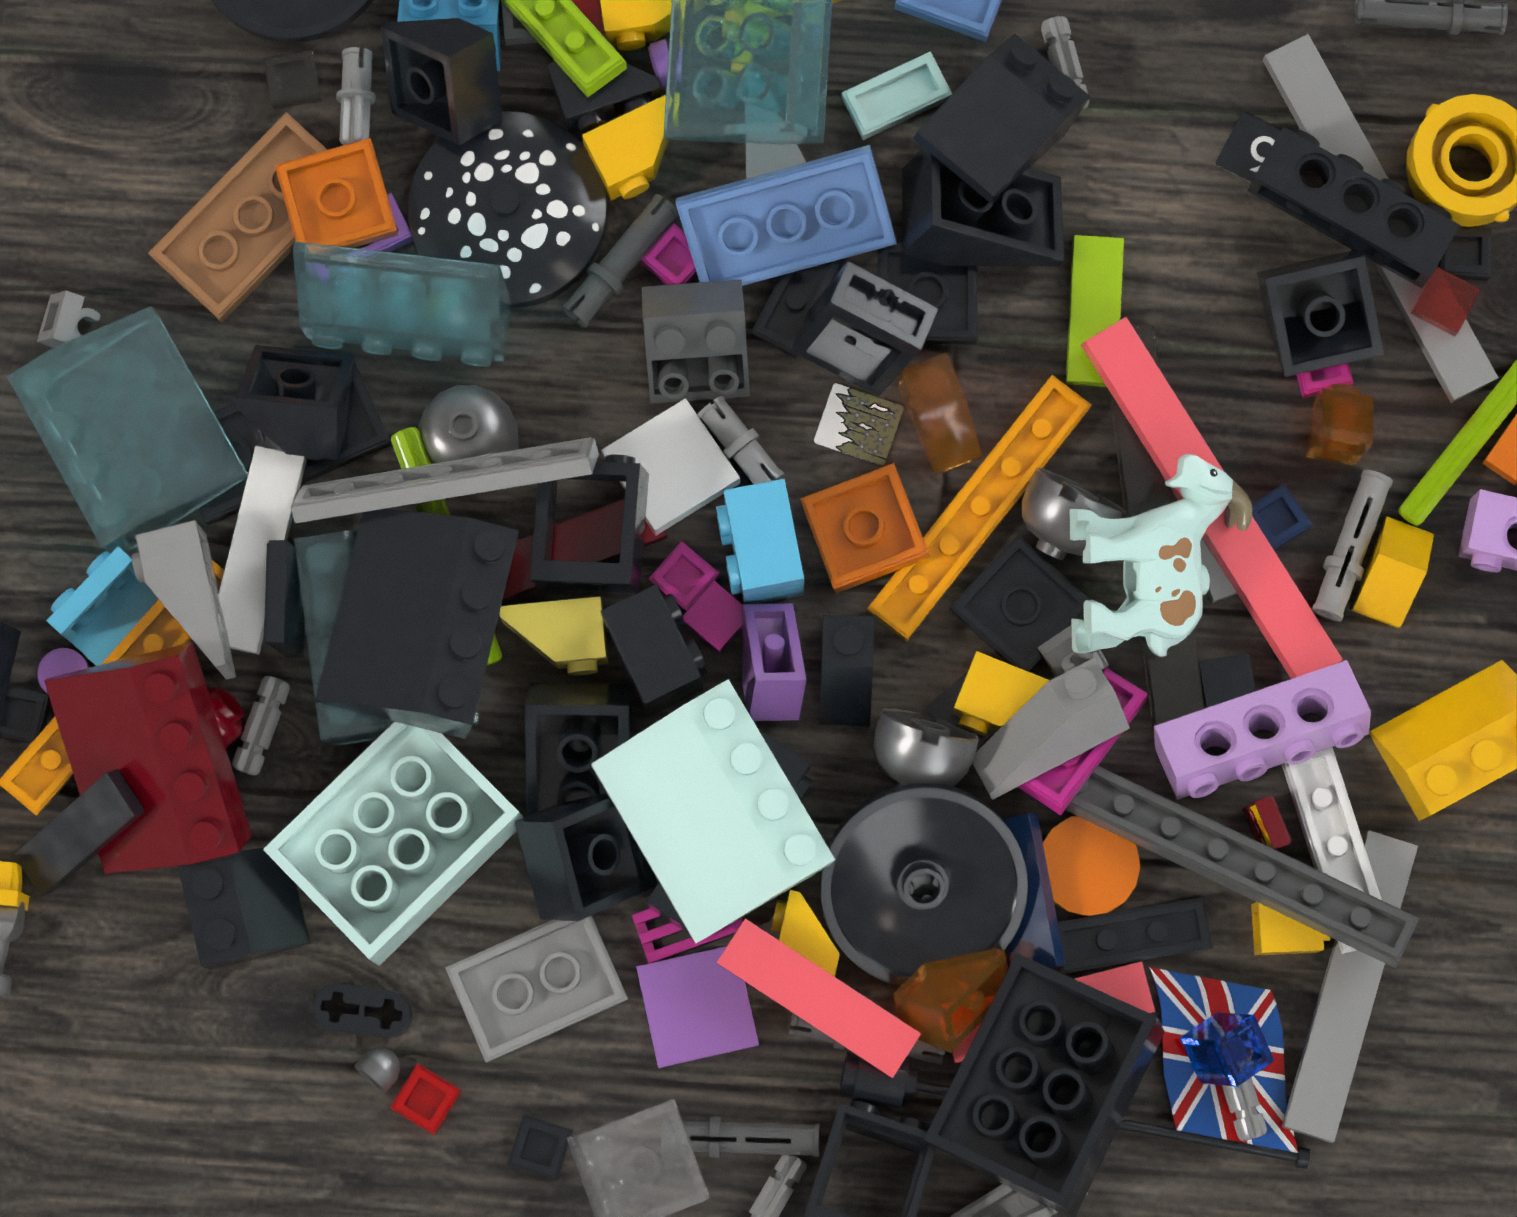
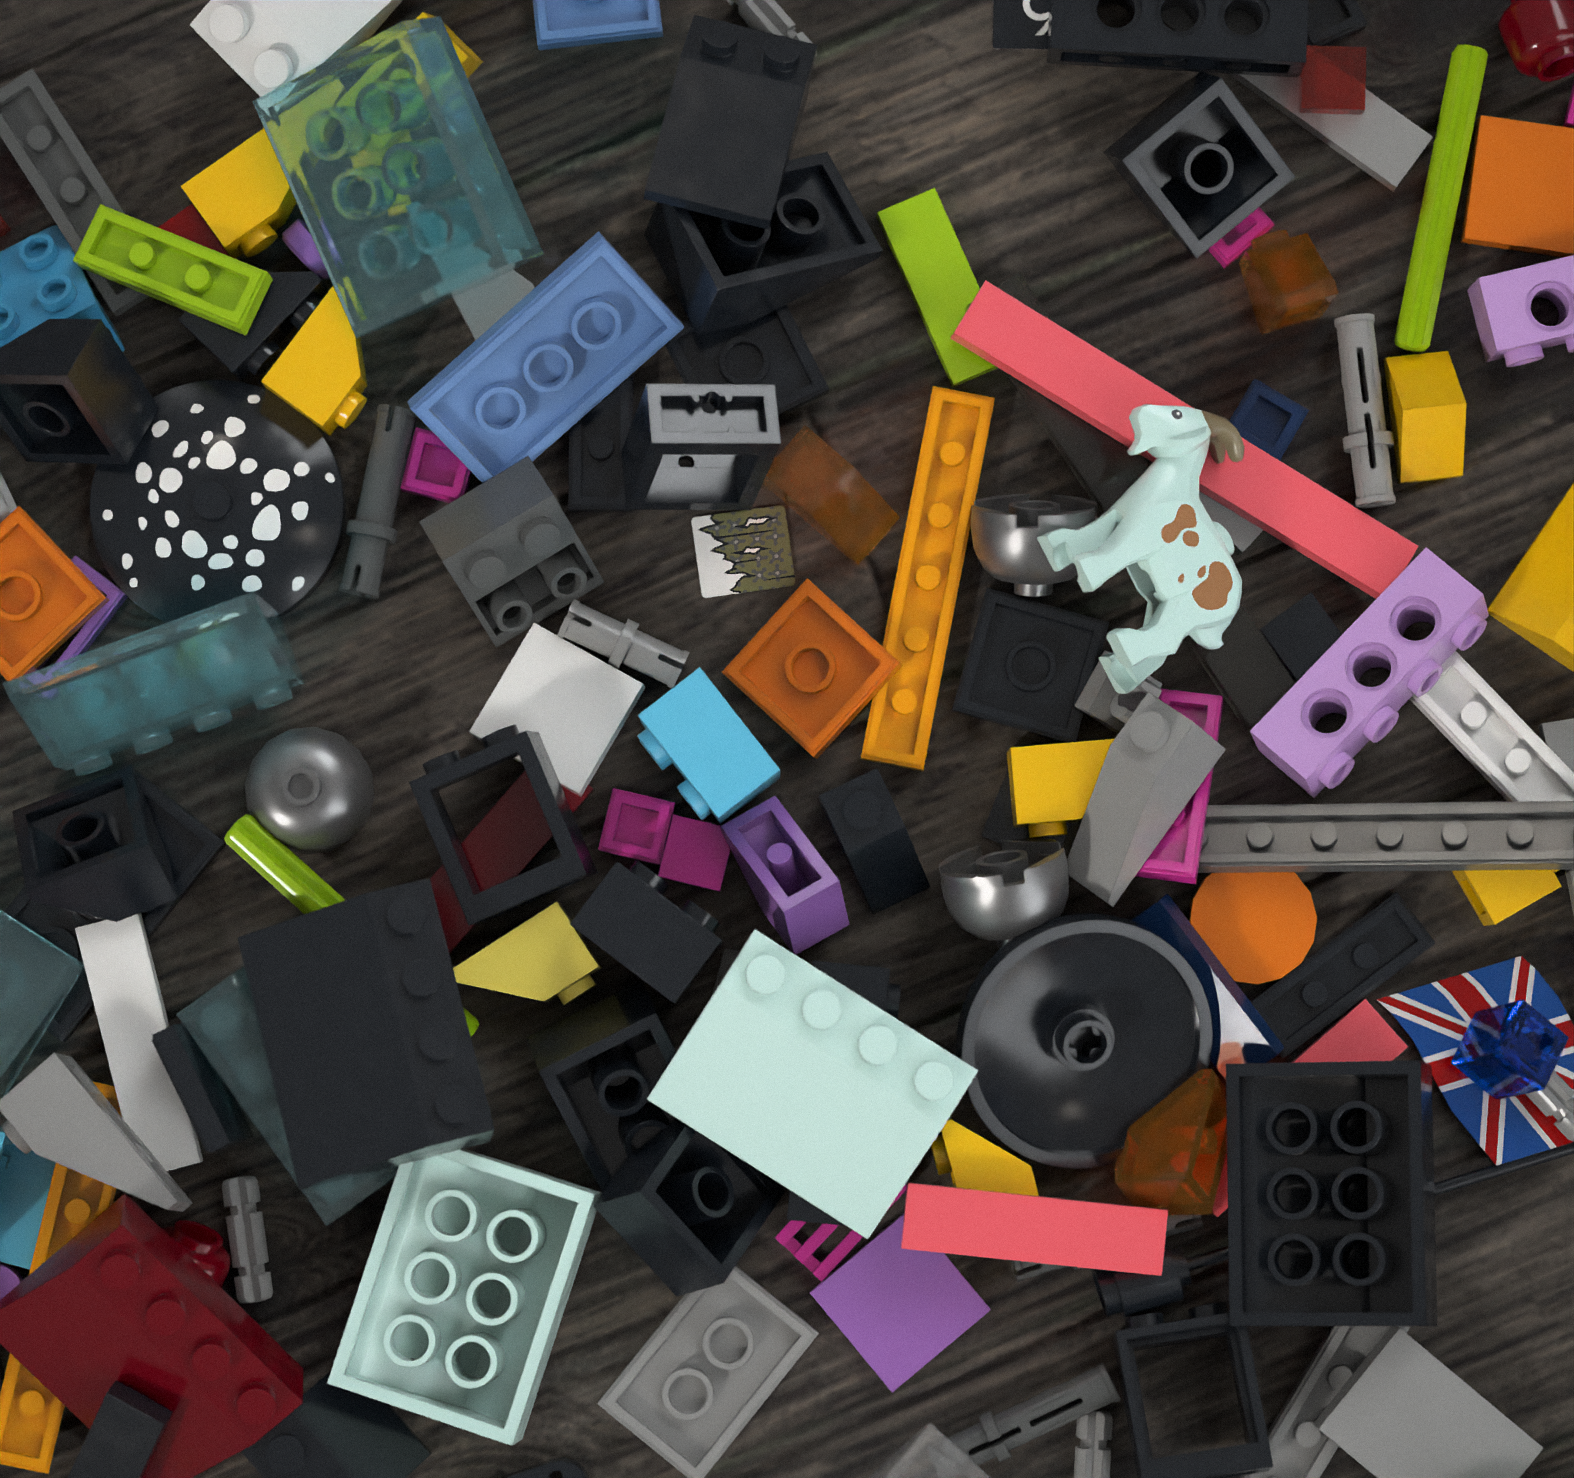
camera: 30 degrees left, 5 degrees up
(445, 480) = (315, 862): light grey tile -> none
(896, 95) = (593, 150): light aqua tile -> none
(1267, 823) = (1427, 775): dark red tile -> none

